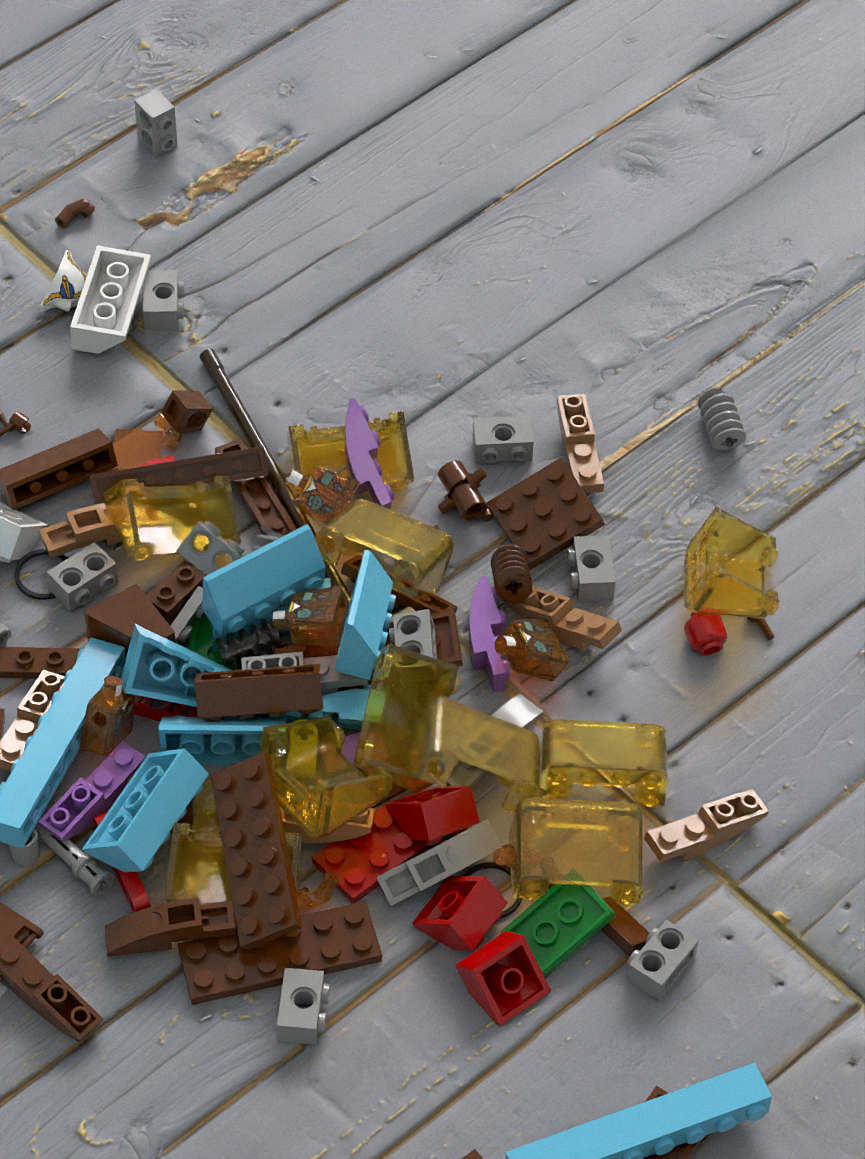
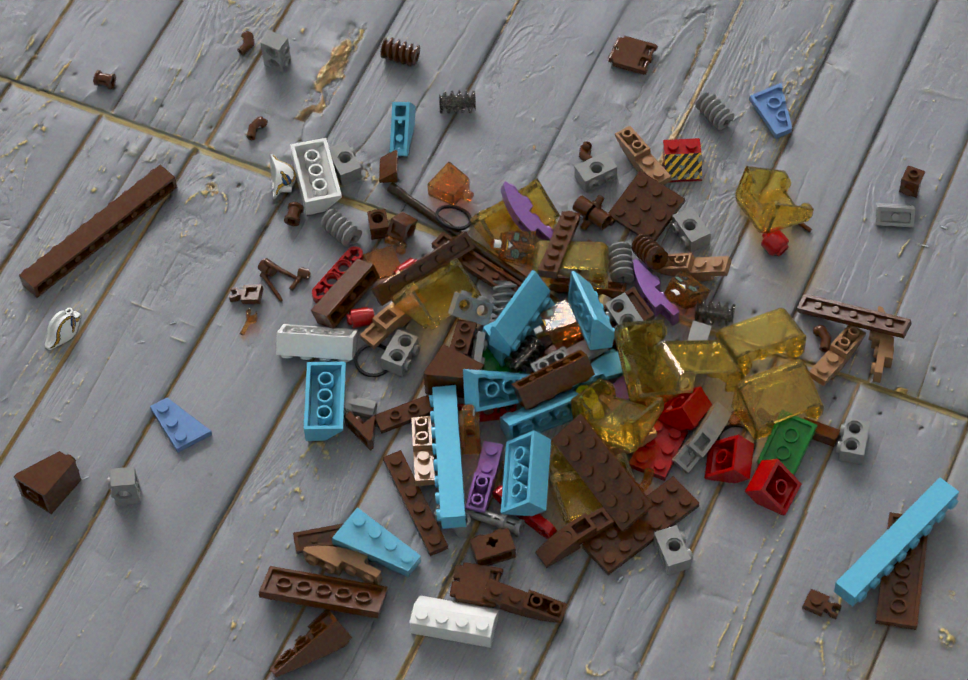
camera: 20 degrees left, 5 degrees up
(47, 895) = (502, 549): none -> reddish brown brick
(53, 340) = (293, 215): none -> reddish brown bush
(55, 506) = (360, 317): none -> red brick
(63, 434) = (335, 273): none -> red beam
(103, 381) = (340, 228): none -> light grey piece
(128, 104) = (248, 39): none -> reddish brown arm
(156, 393) = (377, 223): none -> reddish brown brick
(219, 328) = (389, 167): none -> reddish brown slope
(251, 435) = (449, 226): none -> black piece
(268, 282) = (402, 127): none -> medium azure slope
(287, 382) = (450, 185): none -> clear orange torso
(325, 183) = (400, 53): none -> reddish brown piece
(363, 278) = (458, 101): none -> clear smoke piece
(380, 512) = (559, 244): none -> reddish brown plate
(463, 574) = (621, 263): none -> light grey piece
(506, 406) = (585, 151): none -> reddish brown arm
(556, 696) = (714, 312): none -> clear smoke piece
(636, 469) = (683, 159): none -> slope
(648, 303) = (631, 54): none -> reddish brown plate
(706, 790) = (825, 336): none -> reddish brown arm
(761, 779) = (854, 316): none -> reddish brown plate
(784, 838) = (883, 351): none -> medium nougat slope
(809, 450) = (773, 110): none -> medium blue wing

